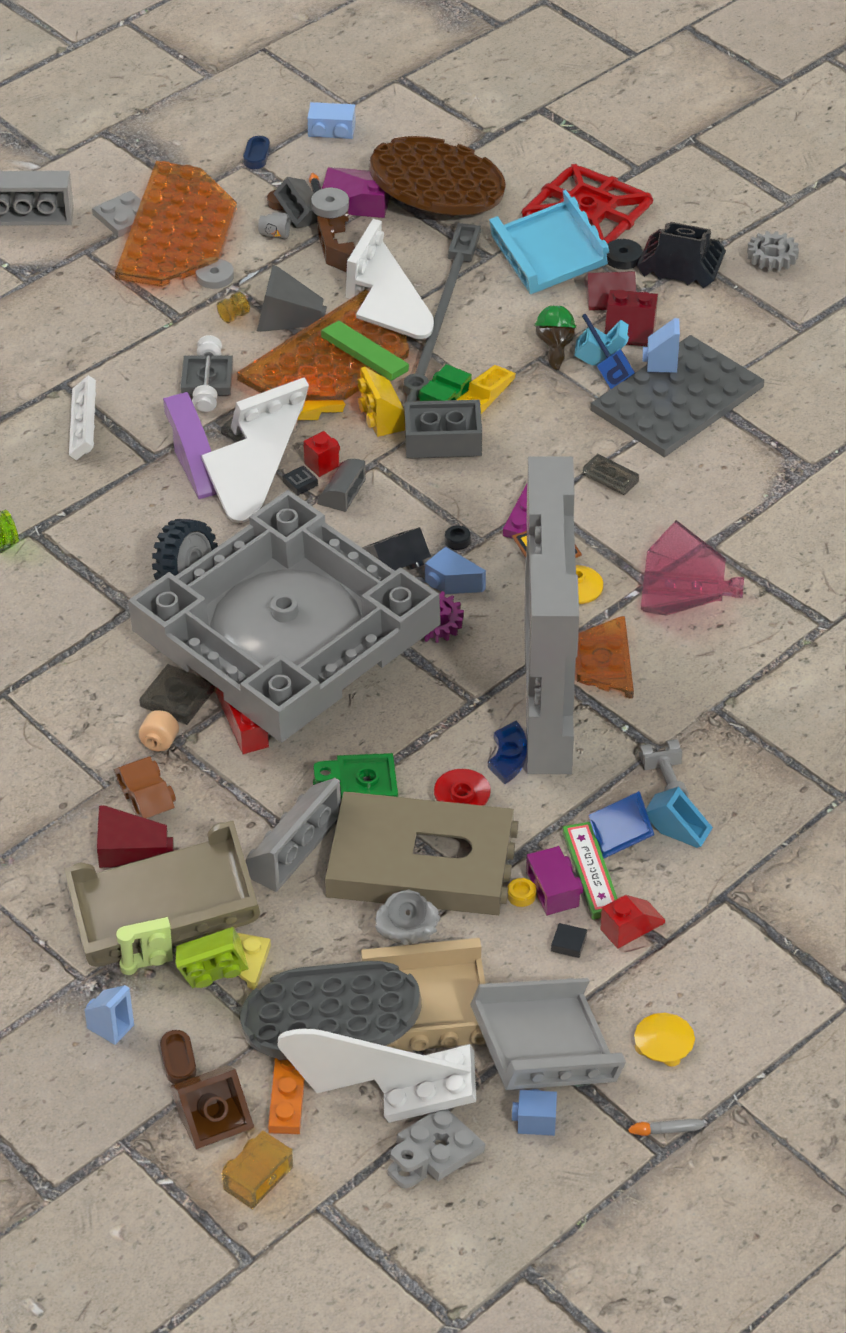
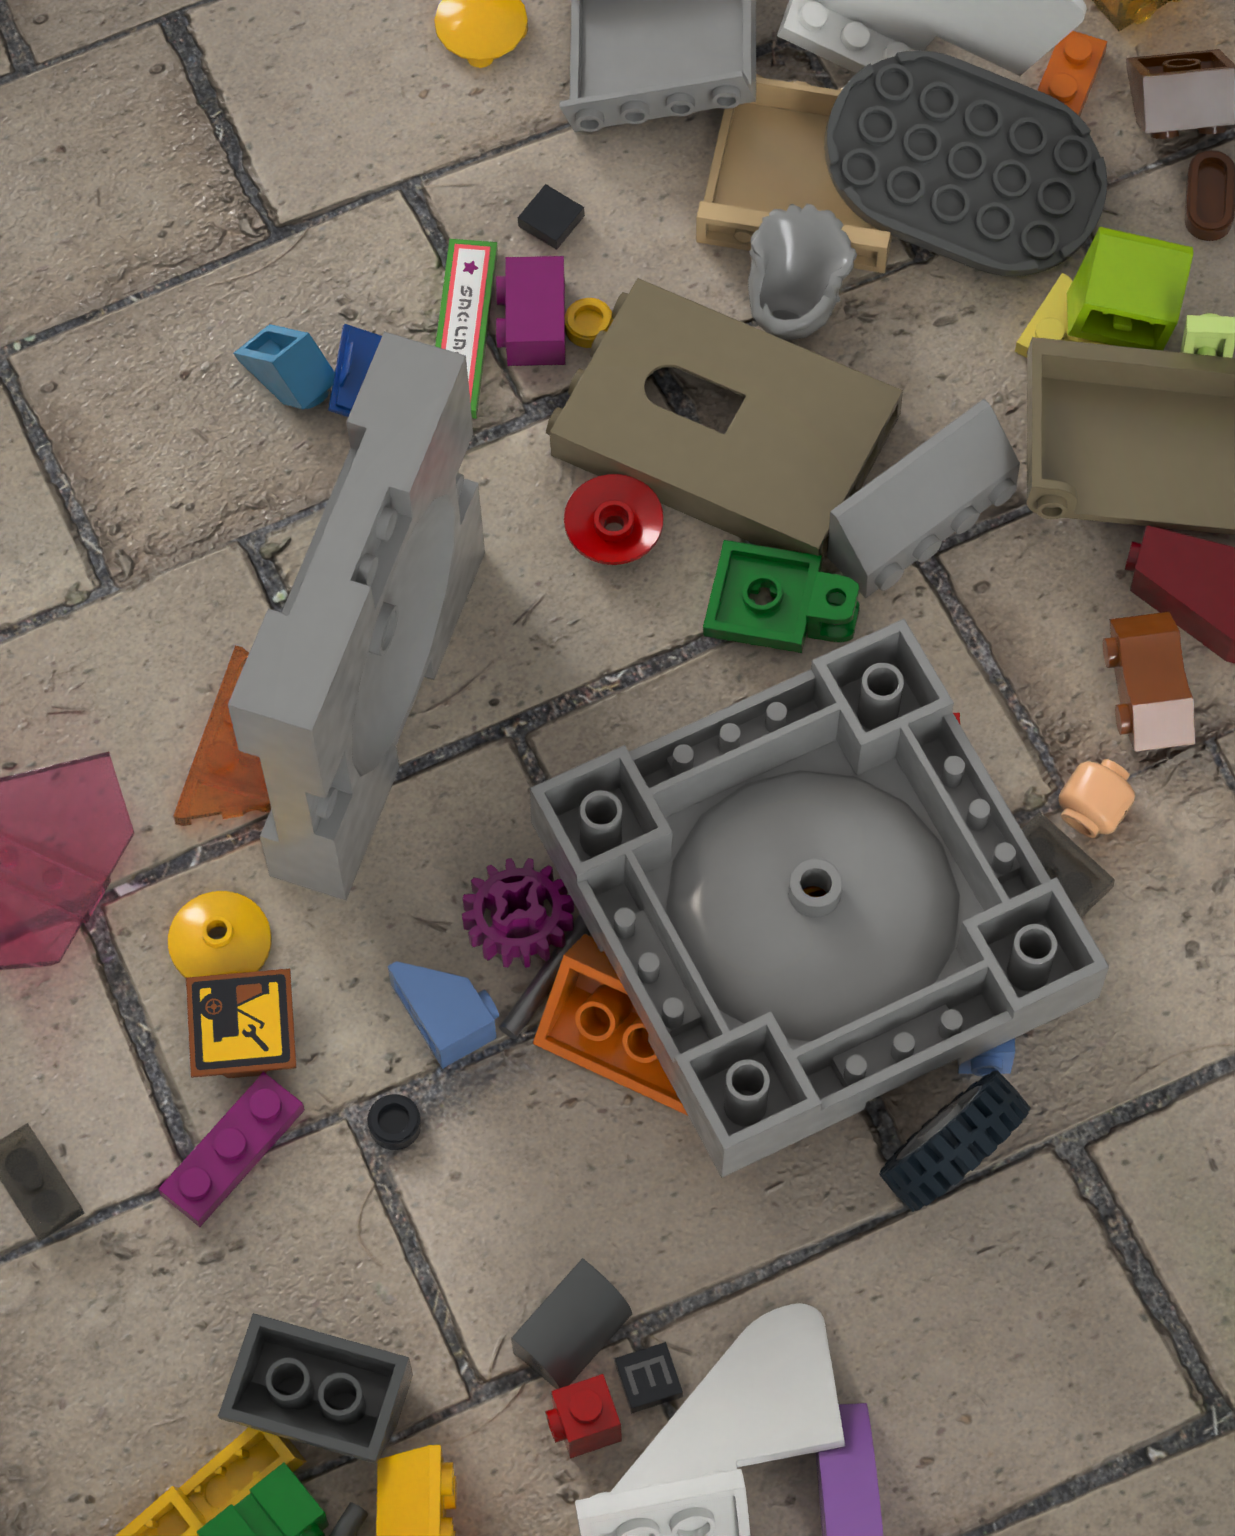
camera: 160 degrees left, 20 degrees up
(401, 549) = (534, 1104): black slope -> none
(511, 752) = (496, 593): clear blue tile -> none
(628, 919) = (442, 209): red slope -> none
(664, 761) = (263, 422): light grey bar -> none

